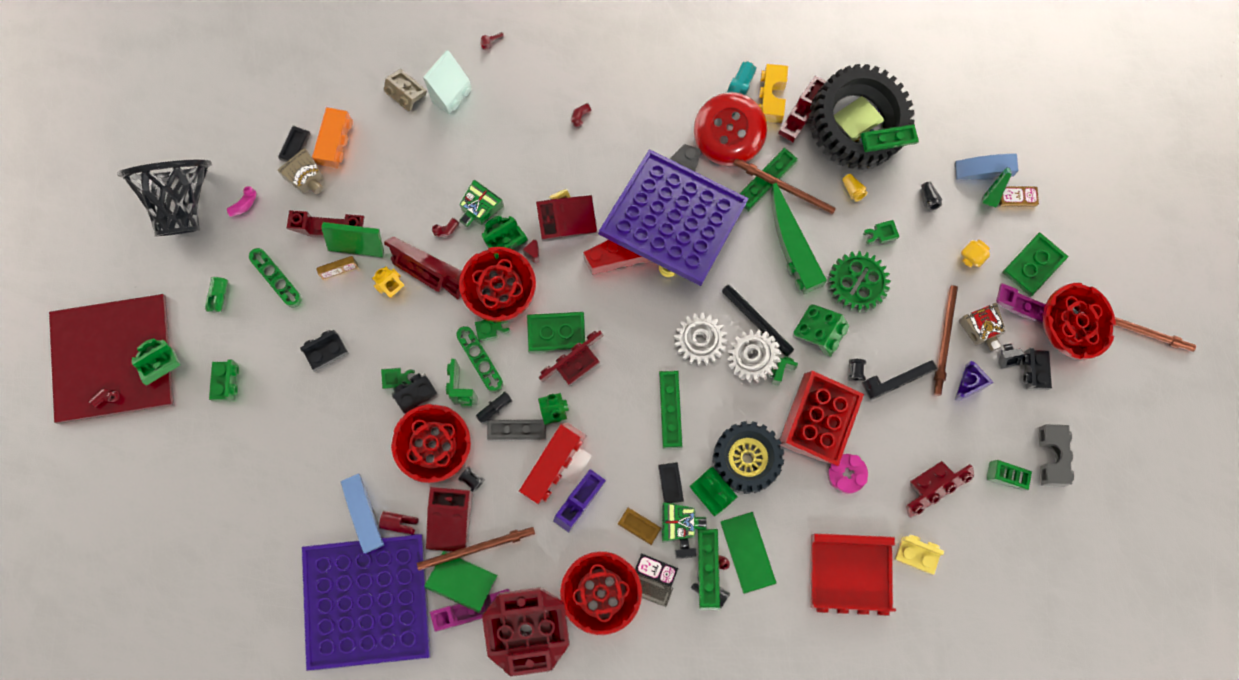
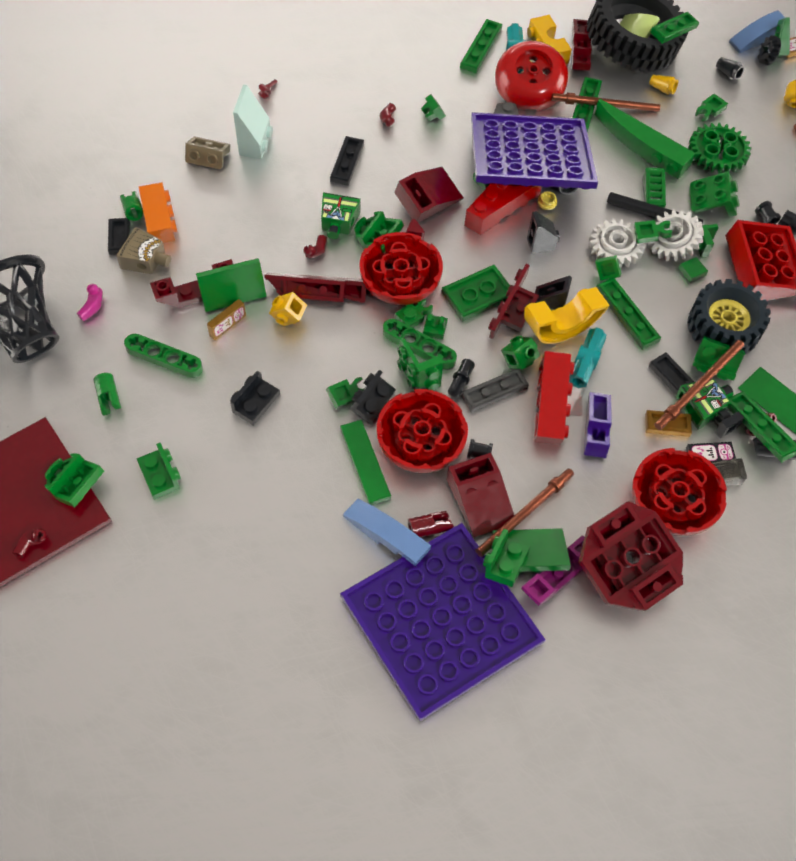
camera: 30 degrees left, 15 degrees down
(314, 121) = (132, 202): none -> green hinge
(380, 445) = (365, 462): none -> green tile
(430, 583) = (505, 560): none -> green bracket
(501, 349) = (435, 326): none -> green tile
(519, 148) = (347, 161): none -> black tile
(606, 395) = (566, 321): none -> yellow brick
(607, 437) = (587, 357): none -> teal piece
(614, 364) = (554, 292): none -> black slope
(624, 126) = (433, 108): none -> green tile
(639, 303) = (542, 234): none -> black slope
(639, 522) = (673, 411): none -> copper bar
(675, 361) = (608, 268): none -> green plate
(710, 70) = (481, 46): none -> green tile
(729, 344) = (649, 232): none -> green plate
(754, 393) = (693, 269): none -> green tile
(780, 283) = (657, 178): none -> green slope
(979, 194) = (772, 43): none -> black gear

